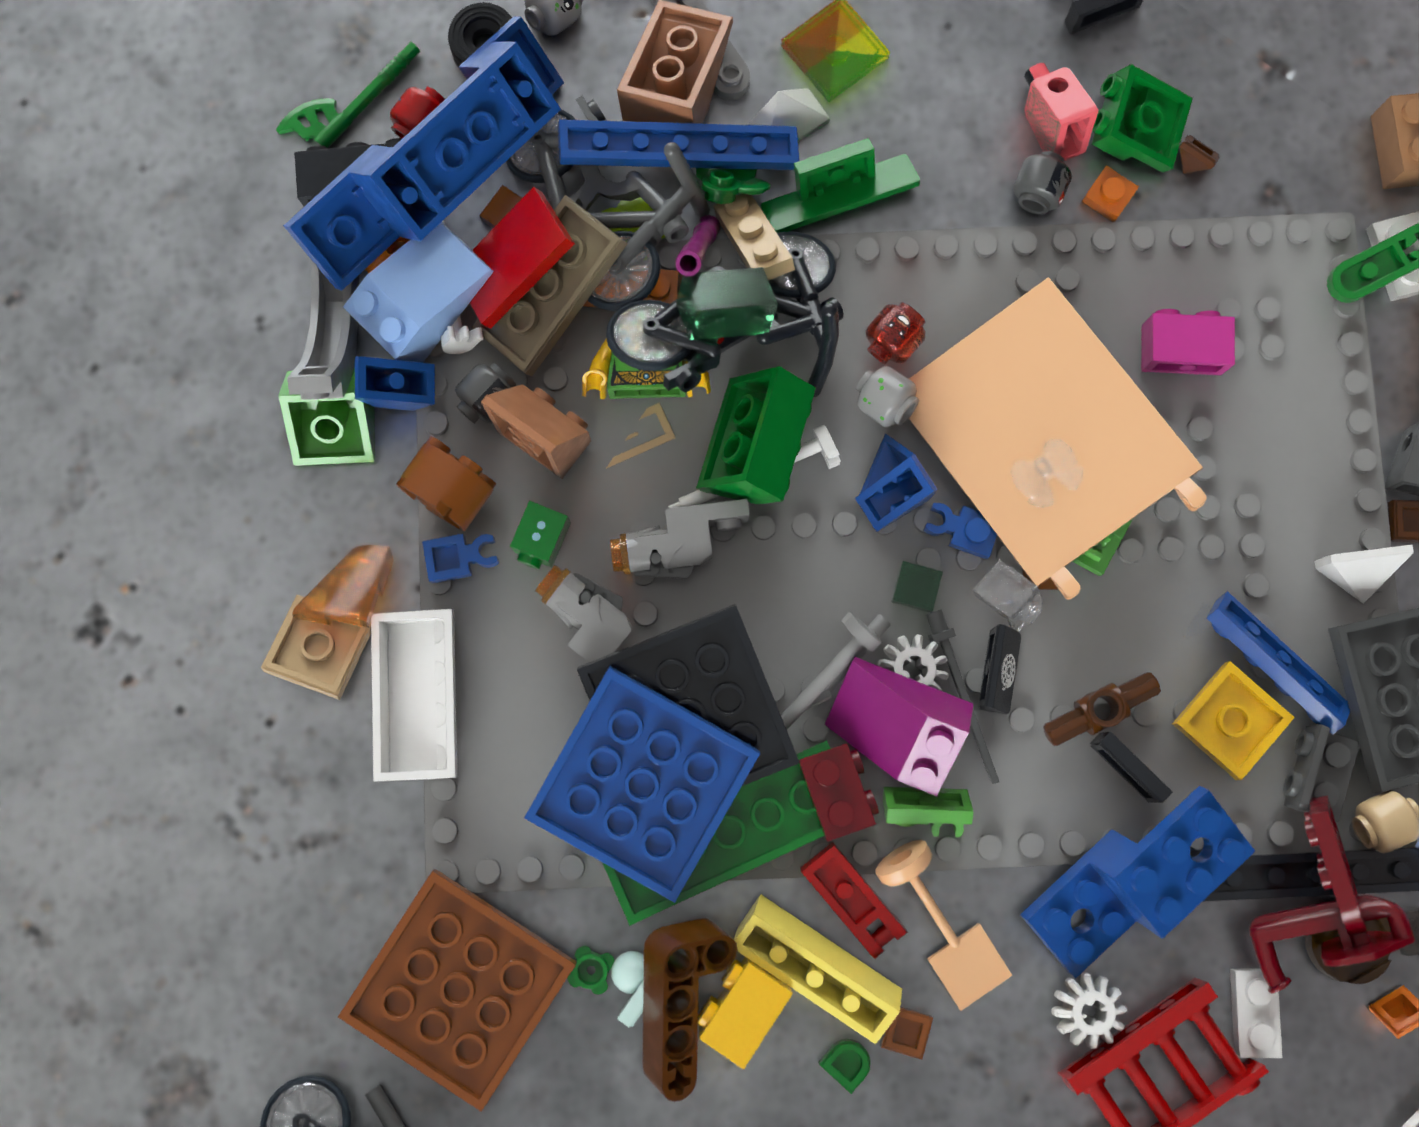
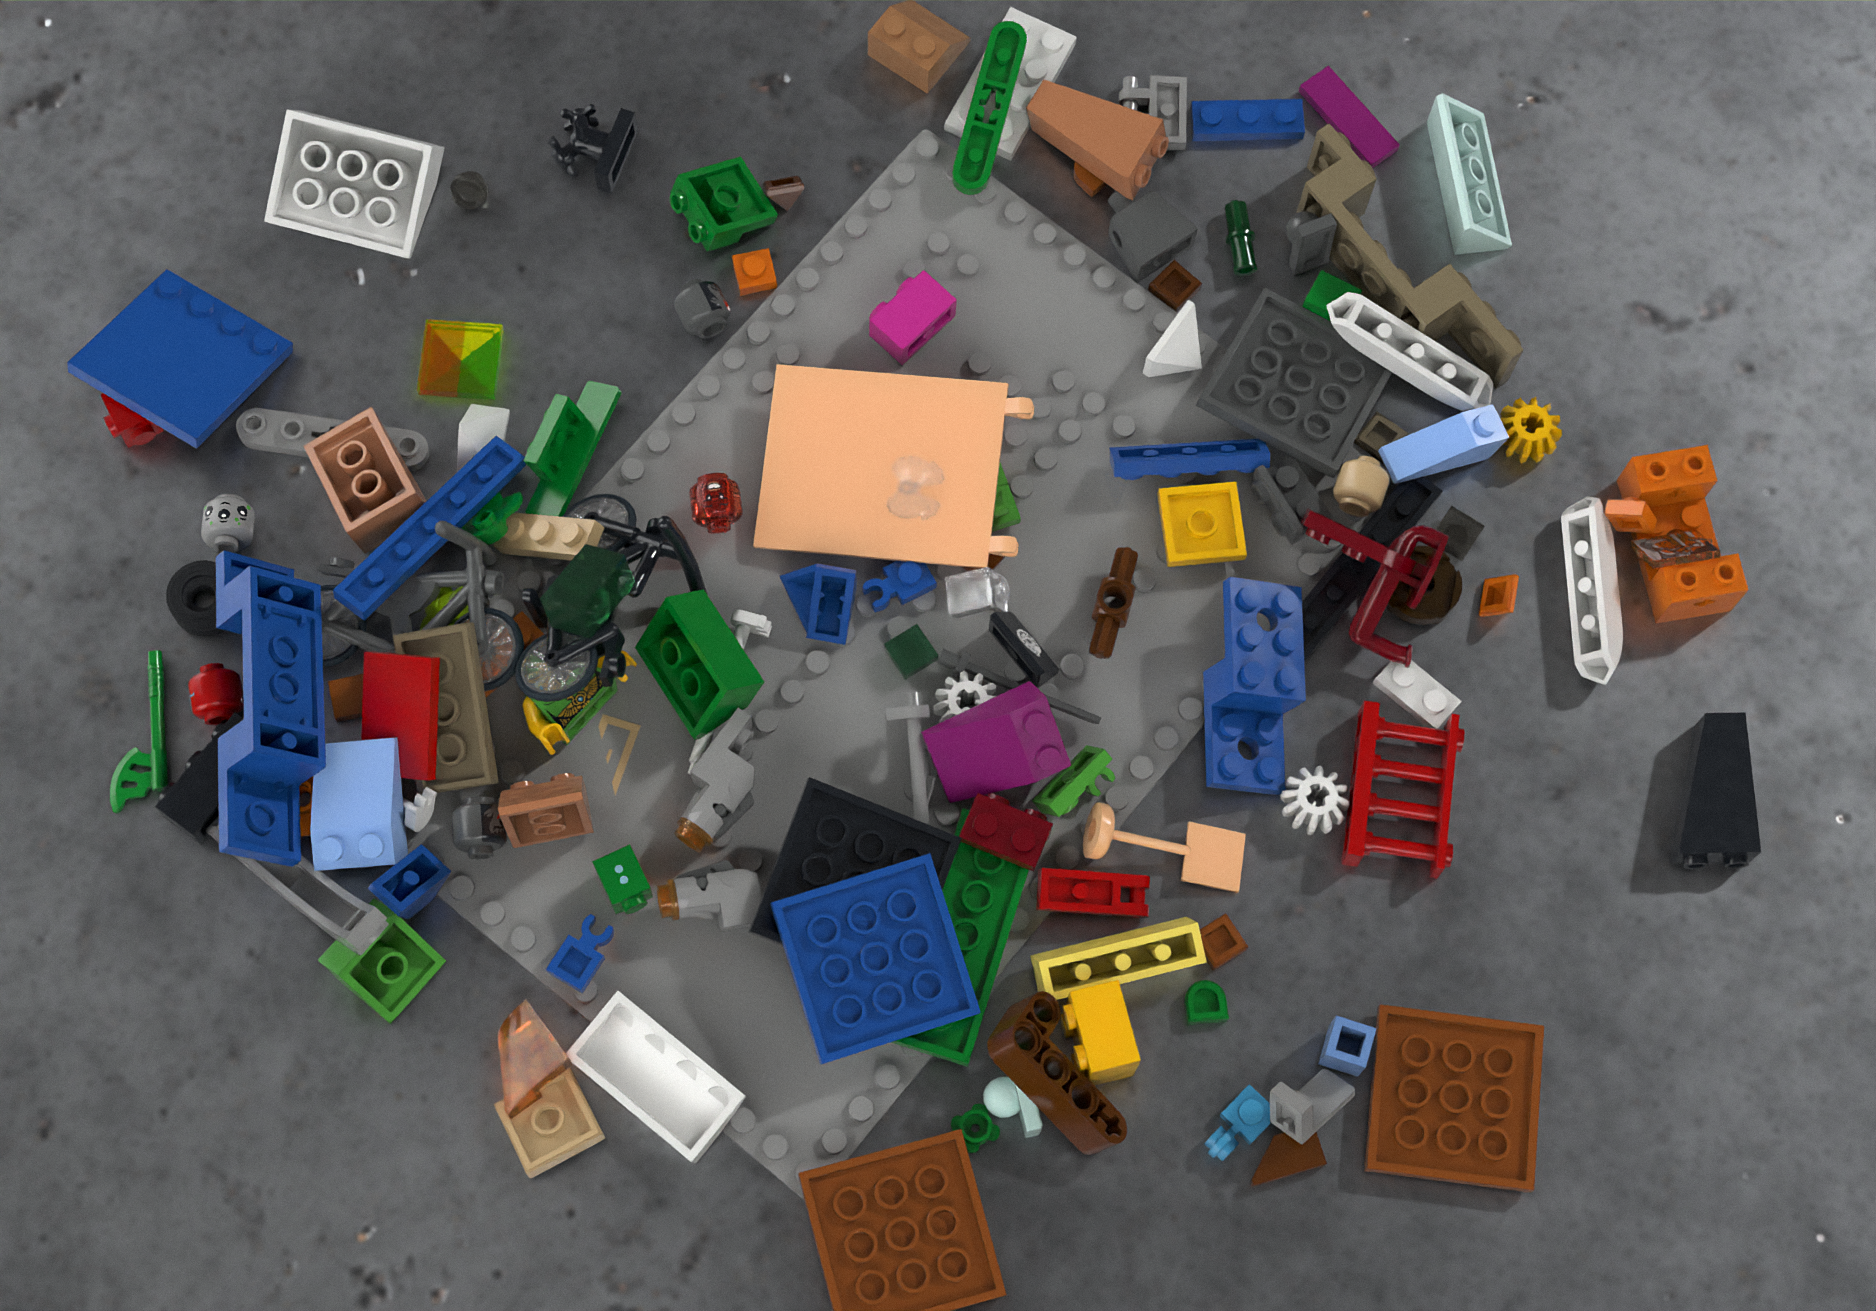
camera: 50 degrees left, 10 degrees down
(446, 485) = (522, 911): dark orange brick -> none
(694, 252) = (529, 580): magenta piece -> none
(887, 396) = (755, 548): light grey head -> none
(1059, 111) = (662, 251): coral torso -> none
(1130, 767) = (1171, 620): black tile -> none

